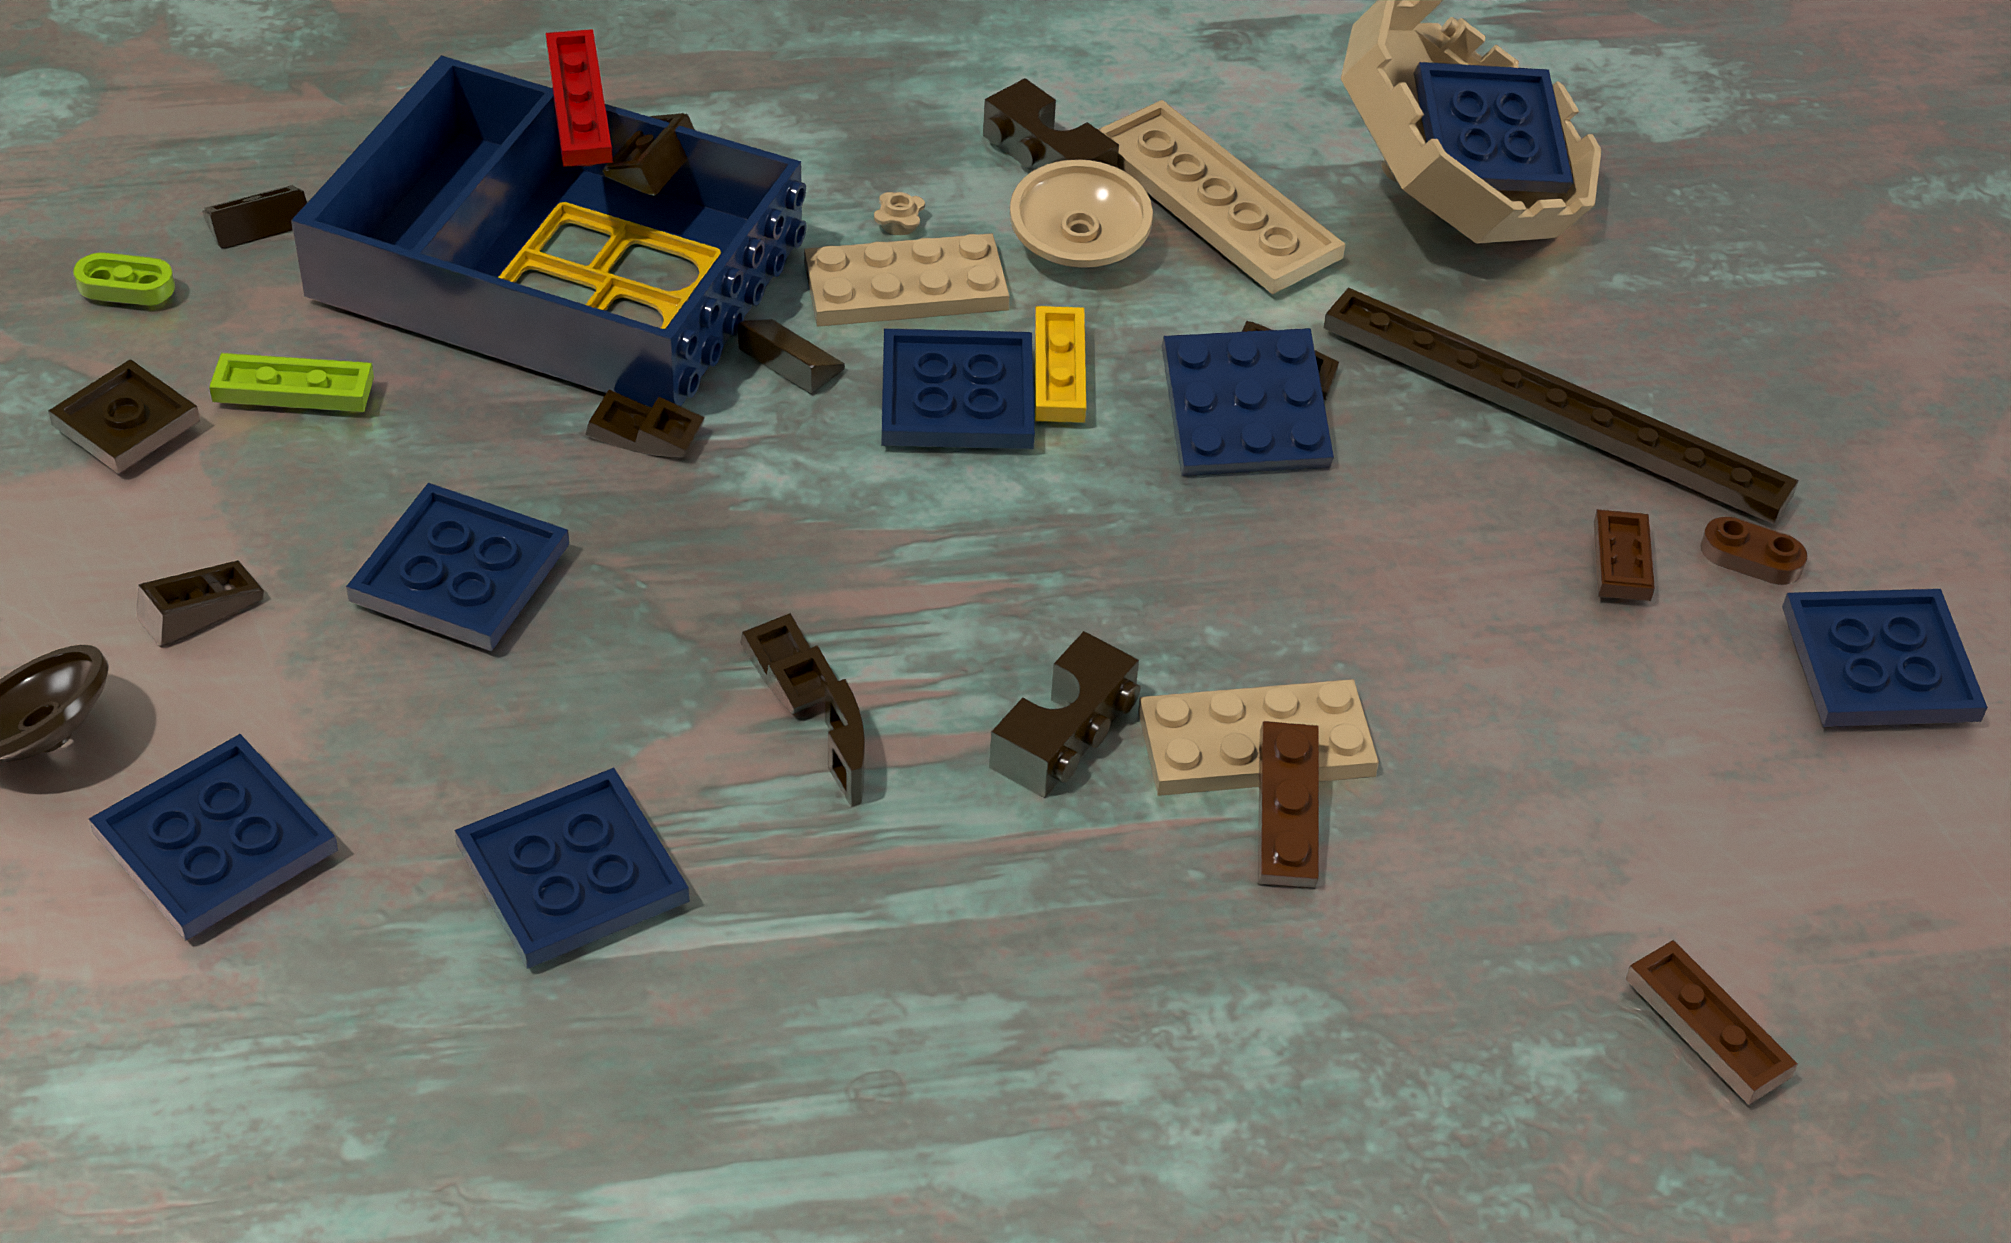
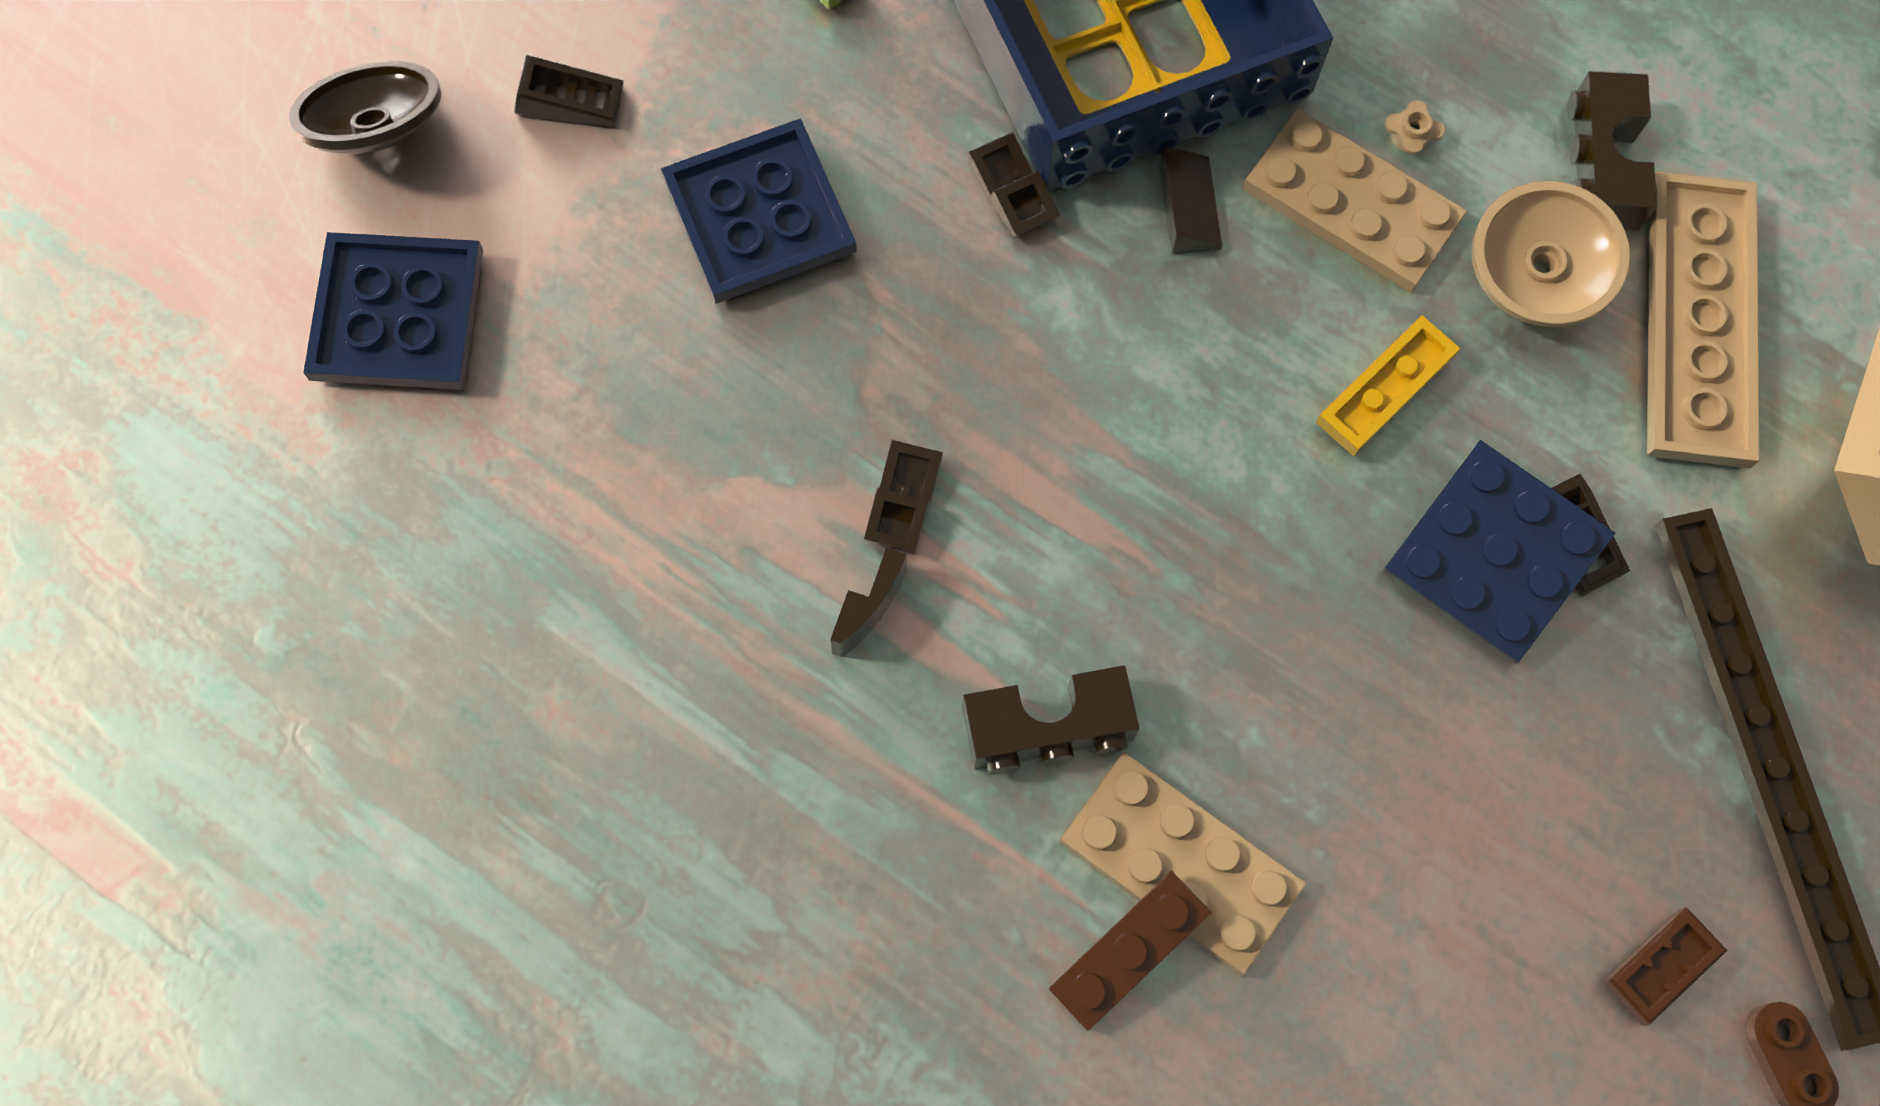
camera: 45 degrees right, 25 degrees up
(571, 867) = (588, 541): dark blue plate -> none
(957, 389) = (1281, 343): dark blue plate -> none

